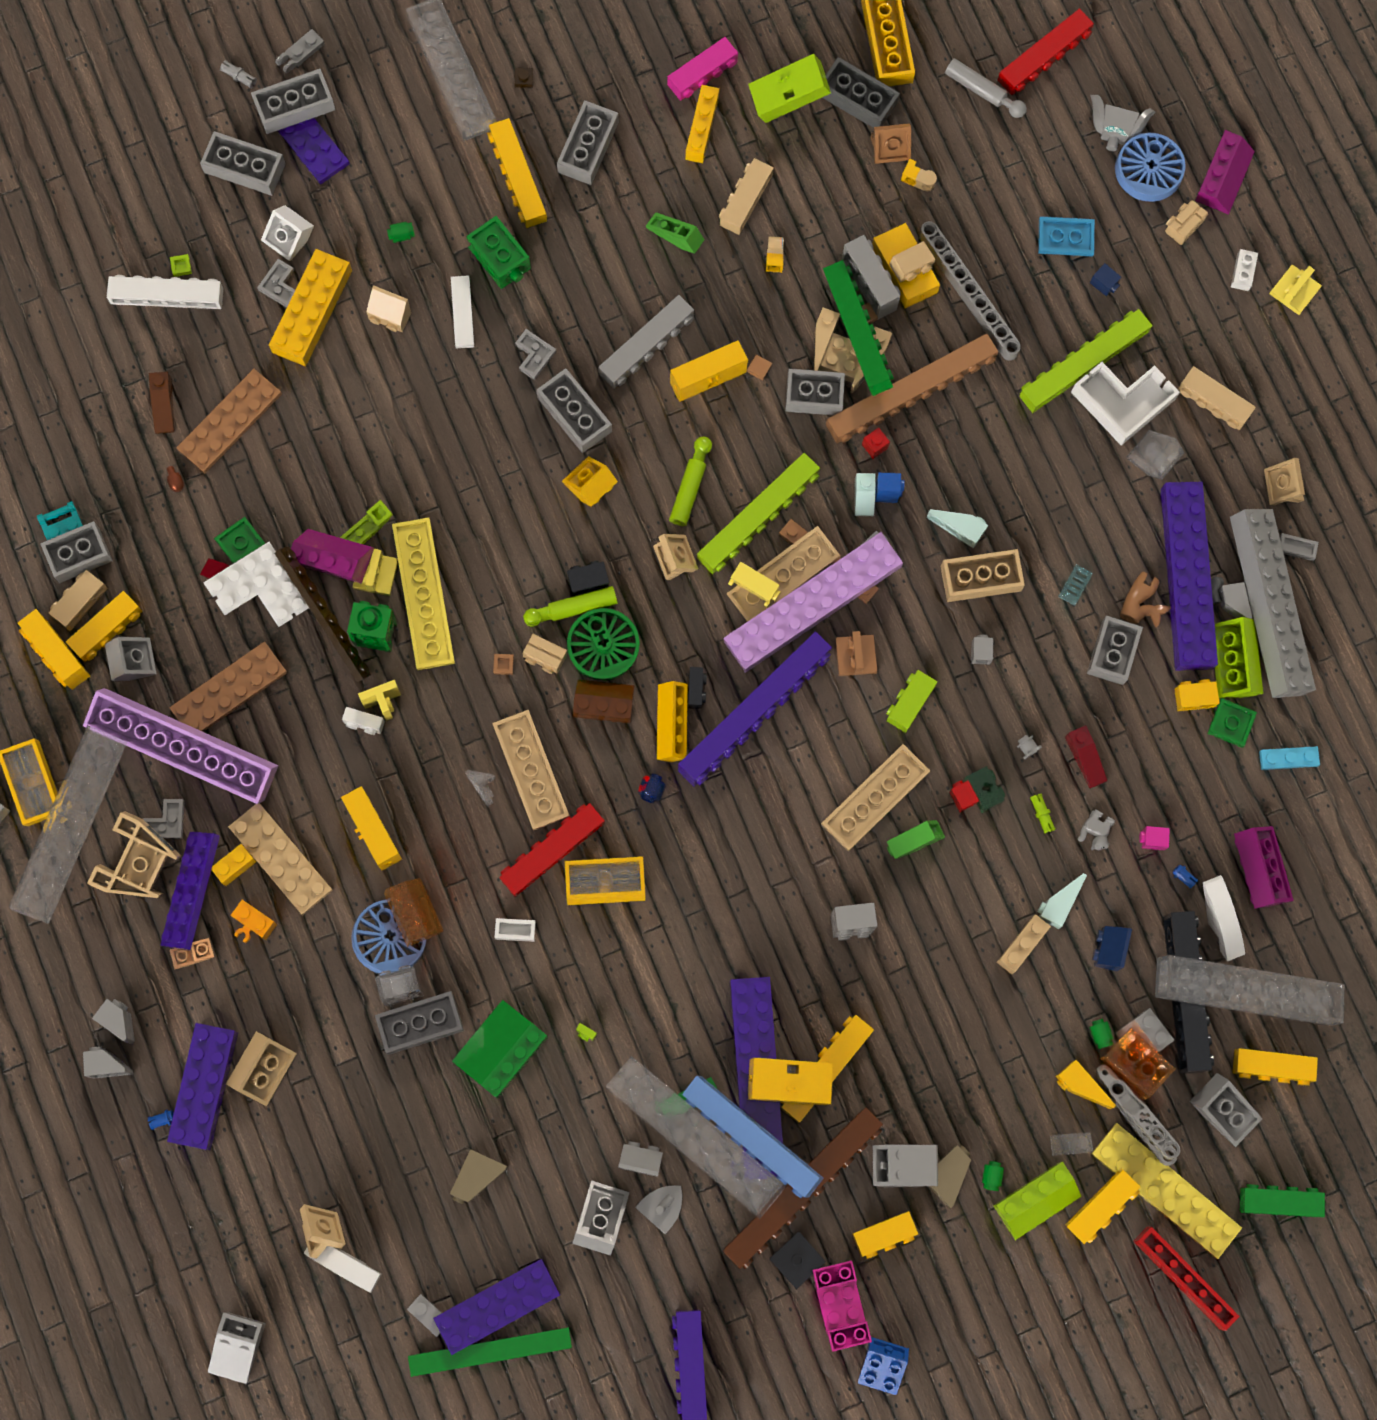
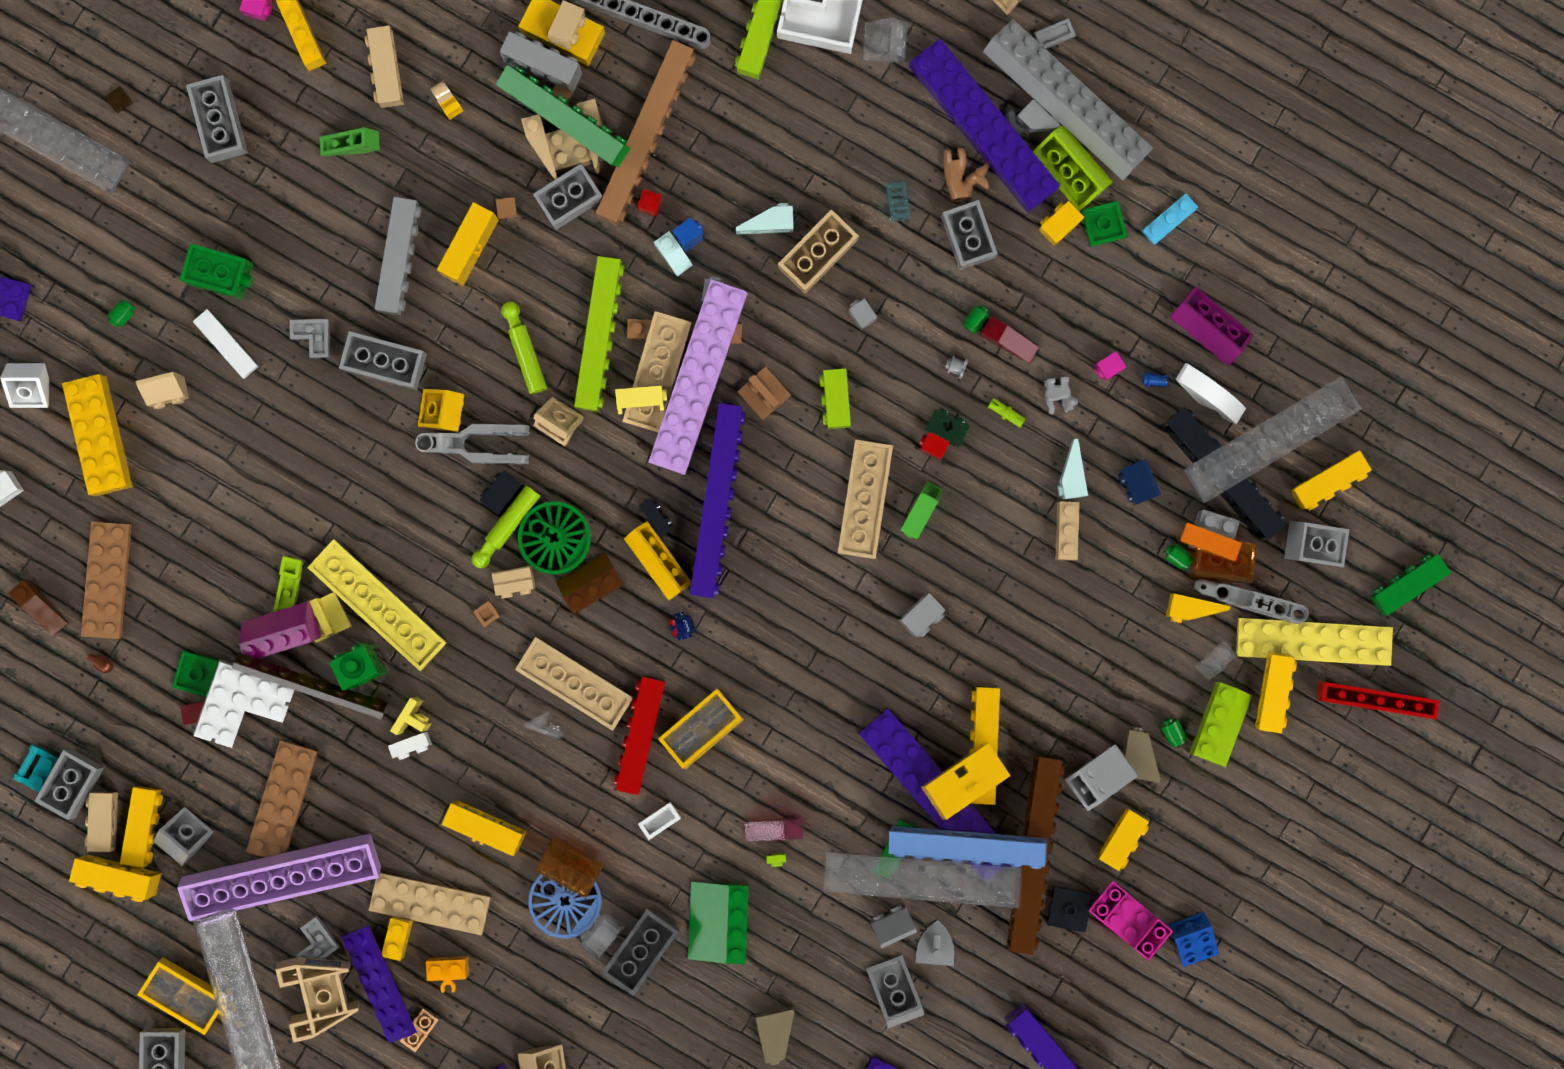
camera: 30 degrees left, 10 degrees up
(274, 283) = (50, 435): light grey plate -> none
(517, 173) = (177, 188): yellow brick -> none
(581, 513) = (455, 443): none -> light grey piece
(602, 1007) = (774, 829): none -> clear pink slope
(1071, 721) = (976, 319): none -> green brick
(1137, 1038) = (1210, 542): none -> orange tile

